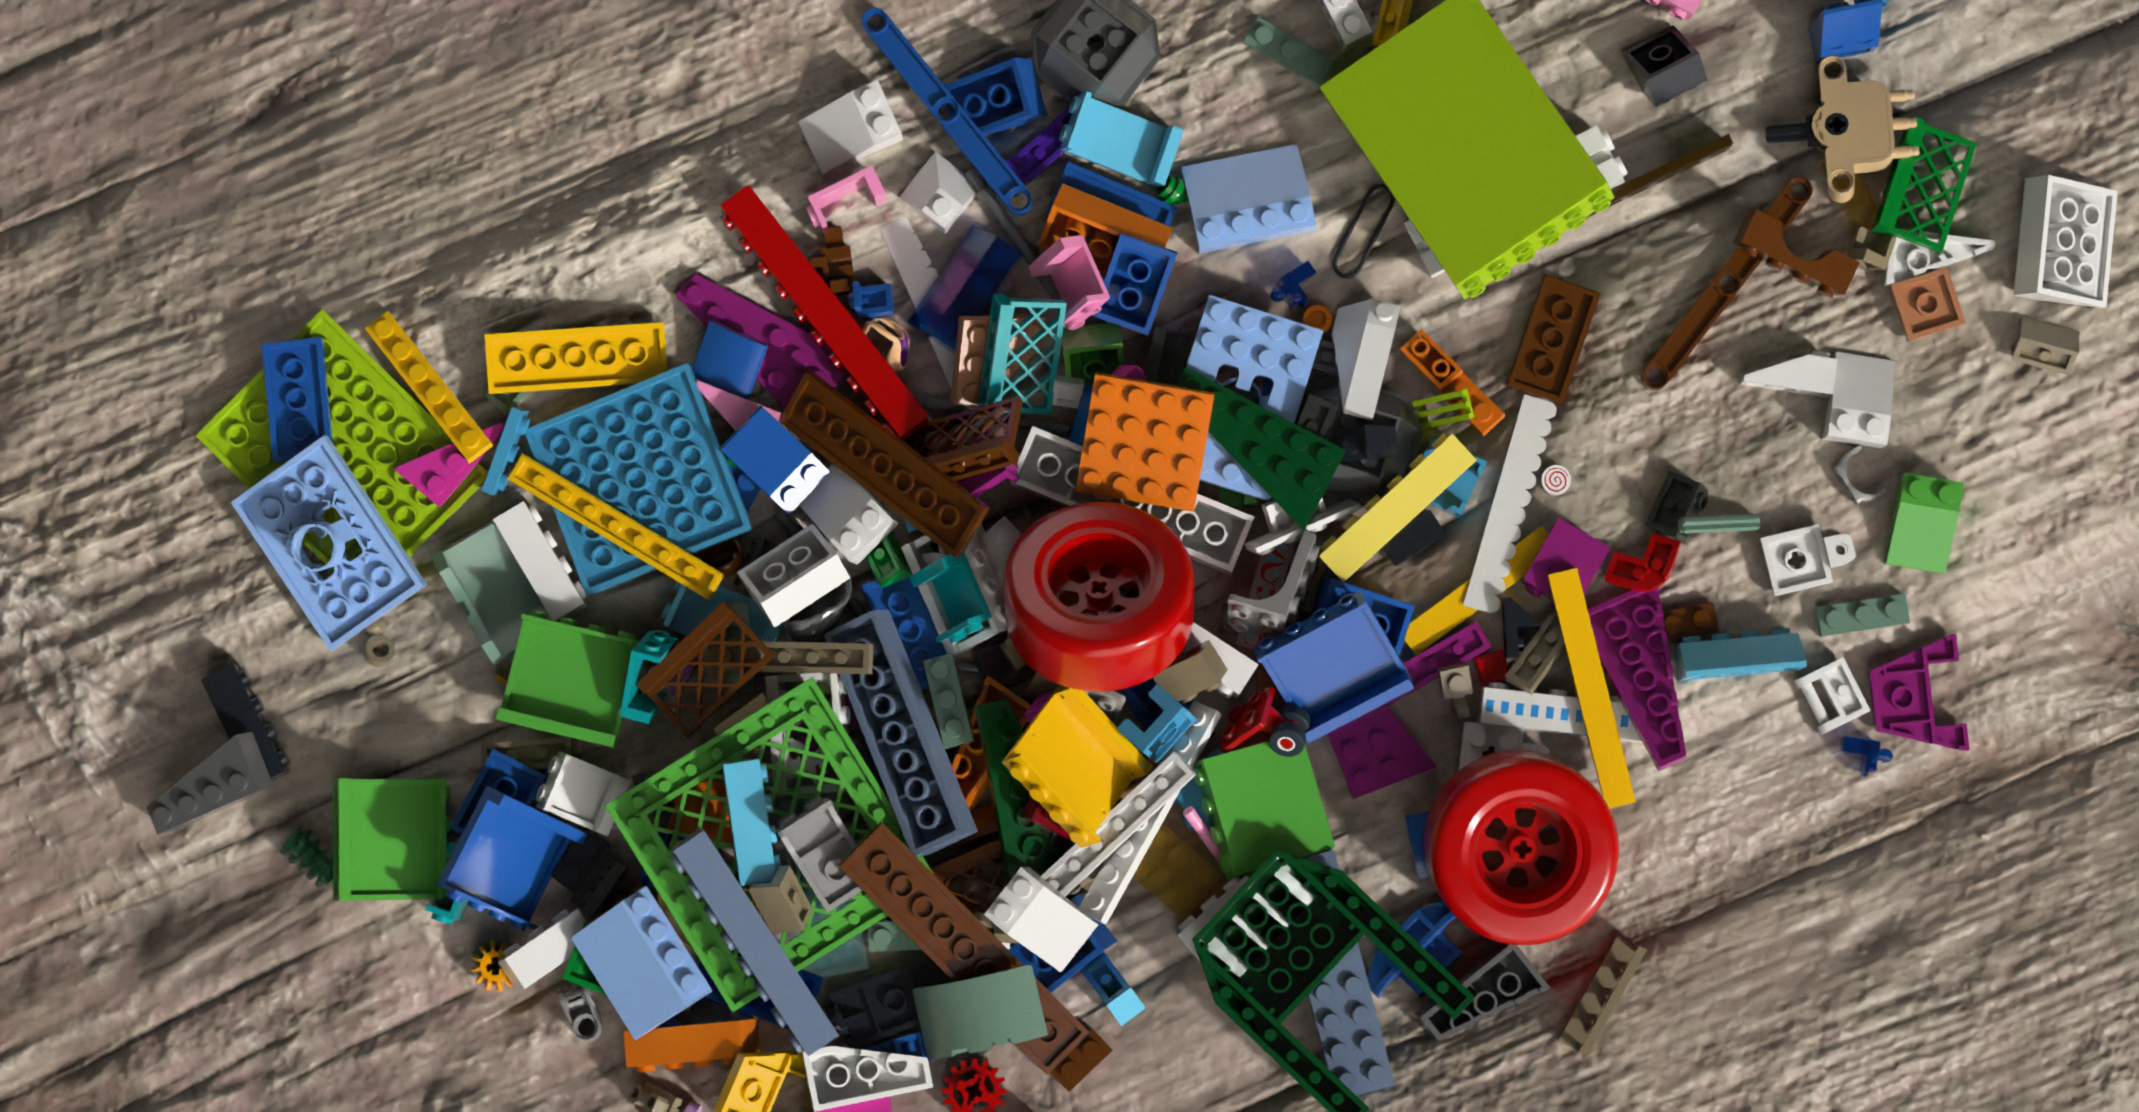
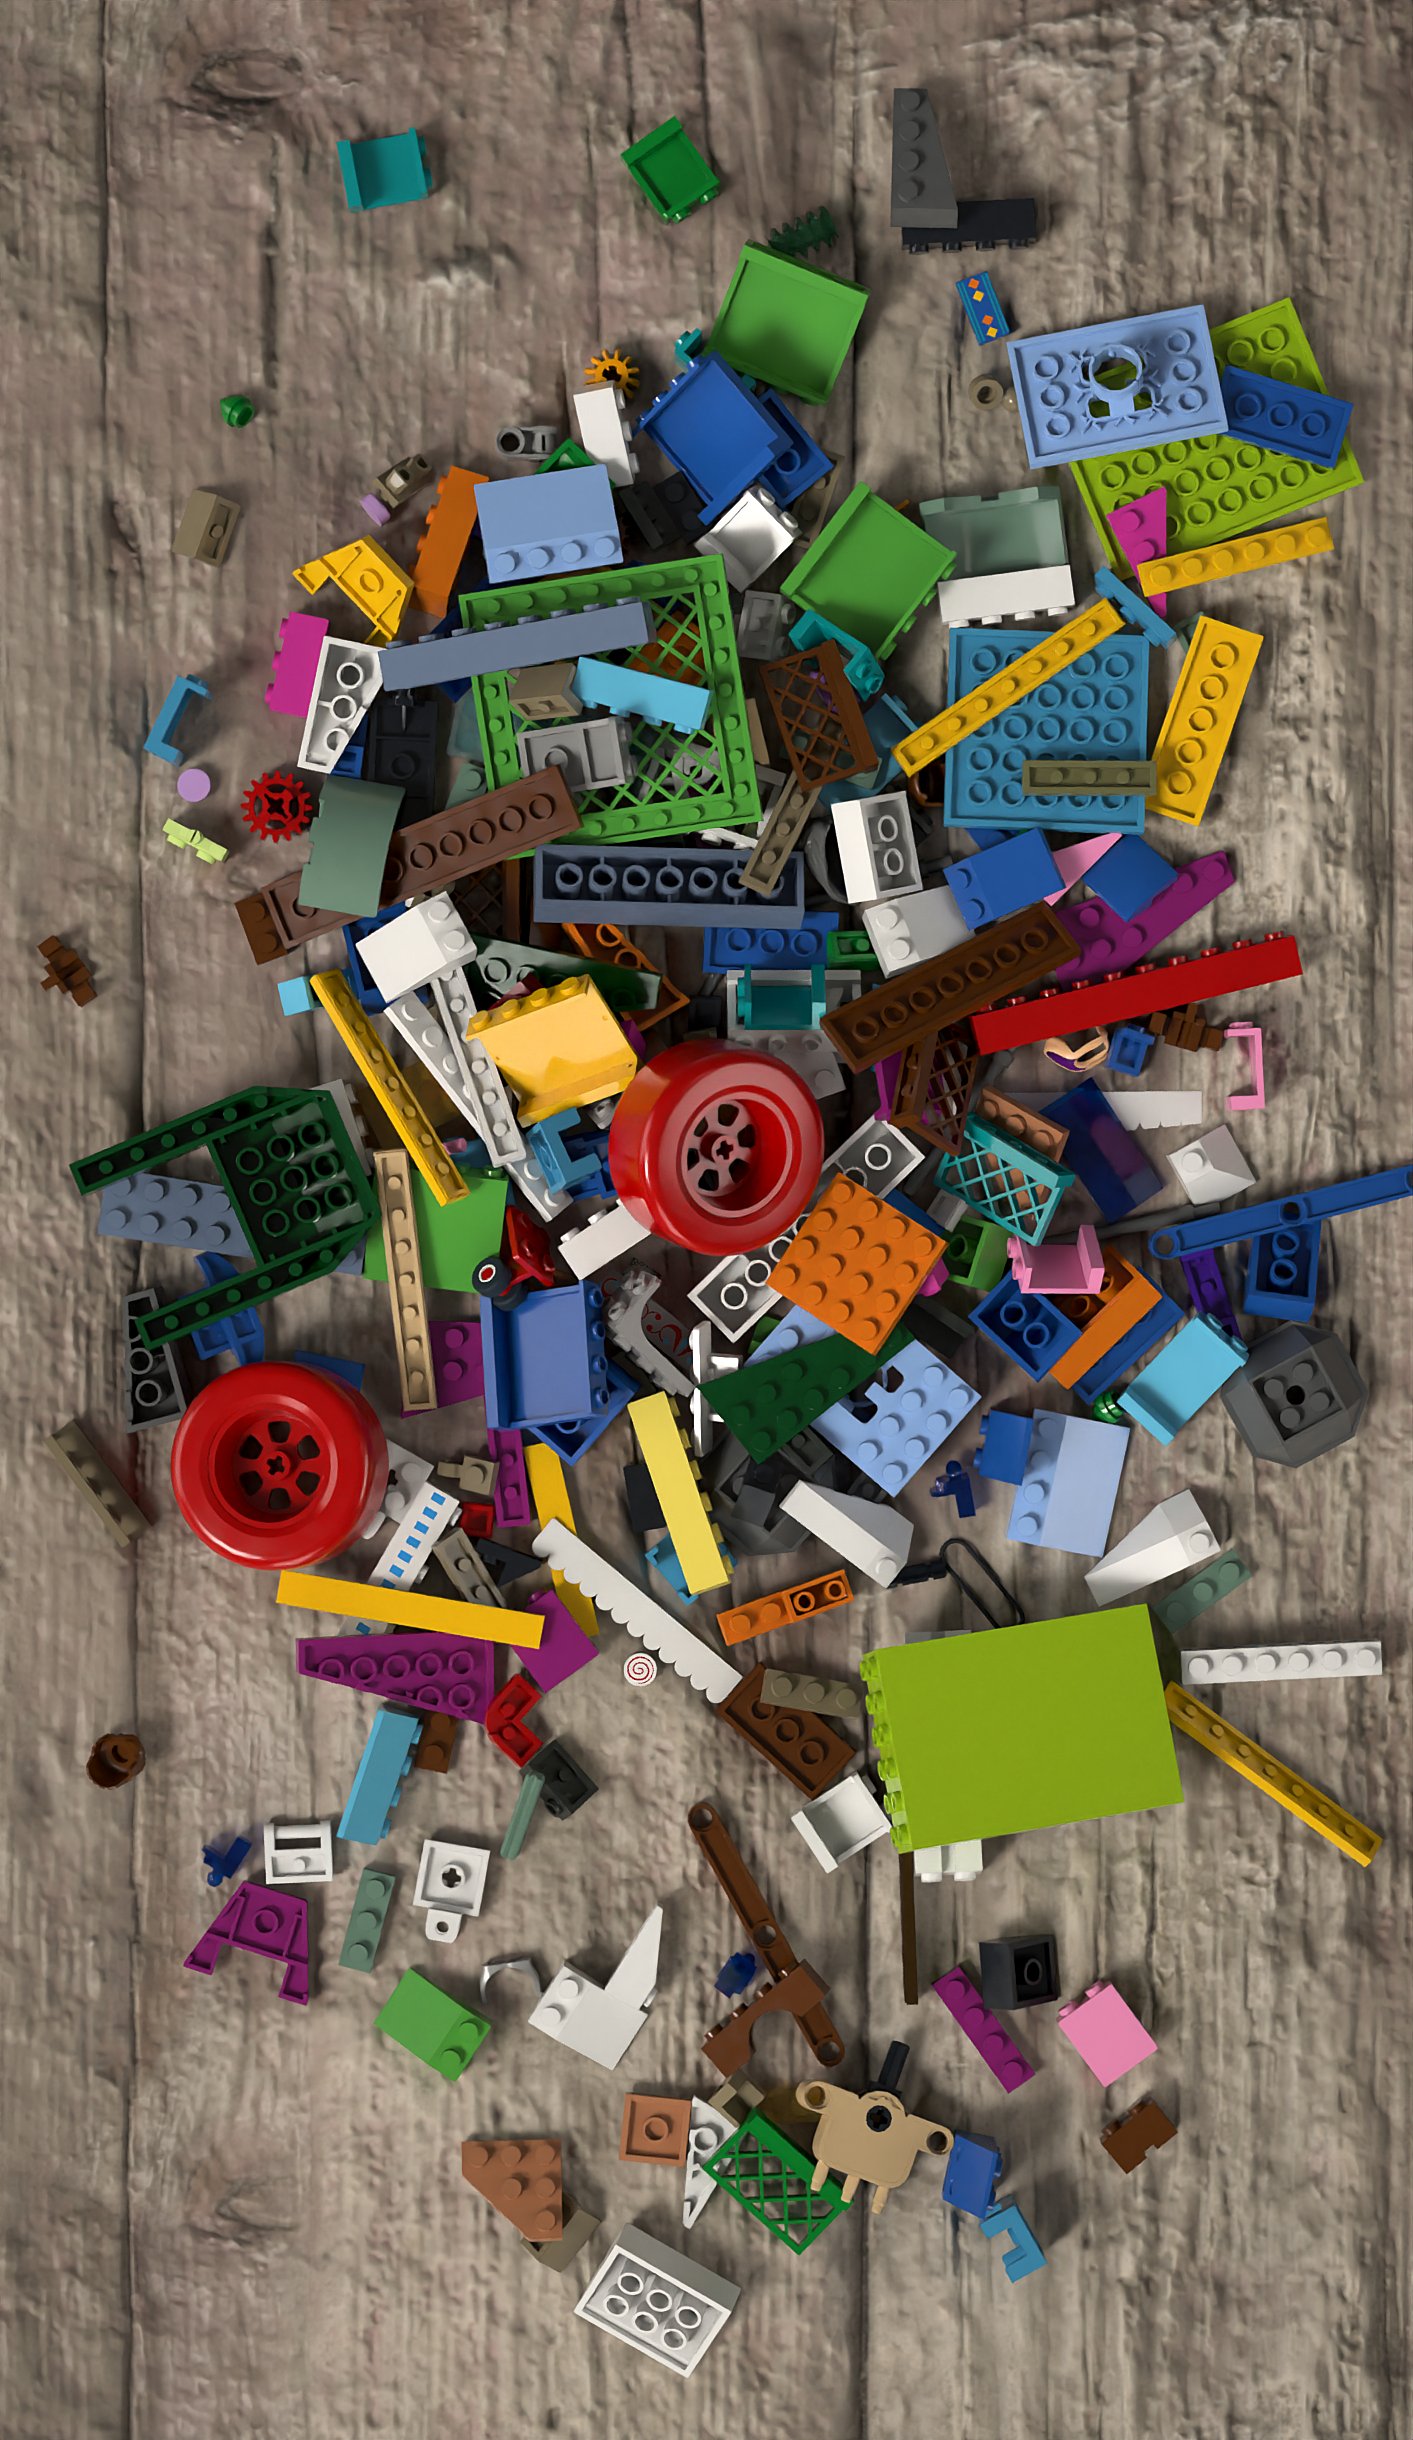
camera: 110 degrees right, 5 degrees up
(304, 991) = (671, 172): none -> green panel
(310, 684) = (982, 308): none -> blue tile
(649, 748) = (765, 626): none -> white bracket
(662, 426) = (1089, 778): none -> olive plate
(851, 128) = (1317, 1104): white slope -> none
(948, 701) = (680, 950): sand green plate -> none
(1166, 891) = (390, 1087): none -> yellow tile
(1193, 672) = (598, 1209): dark tan brick -> none
(1241, 258) = (1004, 1446): none -> blue slope
(1264, 99) = (1160, 1545): none -> white wedge
(1317, 317) = (912, 1498): orange tile -> none
(1319, 810) = (405, 1278): none -> tan tile
(1374, 284) = (919, 1573): none -> black axle
(1423, 413) = (766, 1564): lime tile -> none
(1513, 330) = (812, 1694): none -> dark tan plate
(1605, 261) = (842, 1820): none -> white panel
(1724, 74) = (983, 2029): none -> magenta plate
(1770, 292) = (736, 1974): none -> clear blue piece
(1825, 879) = (115, 1760): none -> reddish brown hair
(2021, 395) = (520, 2182): none -> nougat plate

